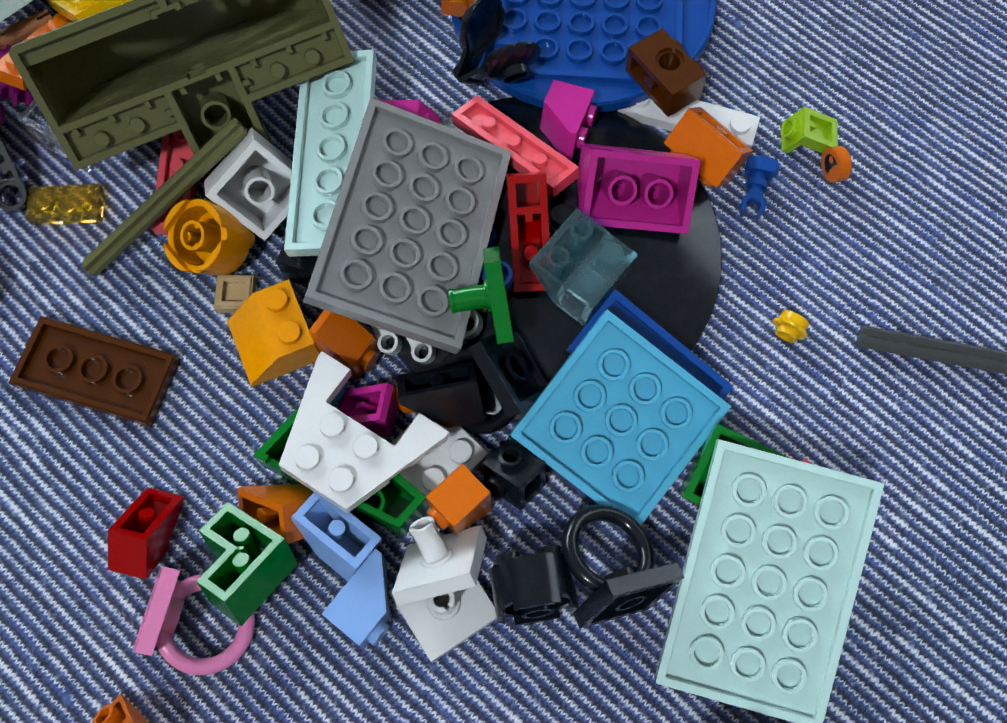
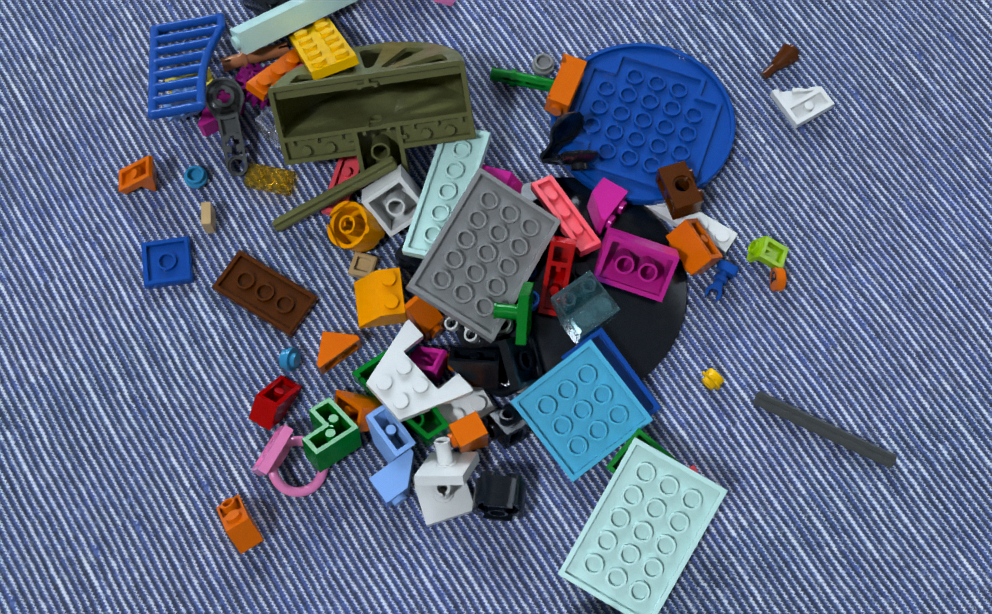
camera: 15 degrees right, 0 degrees up
(154, 459) = (289, 359): none -> dark azure plate
(221, 426) = (335, 349): none -> orange slope
(626, 589) = (552, 513): black tile -> none

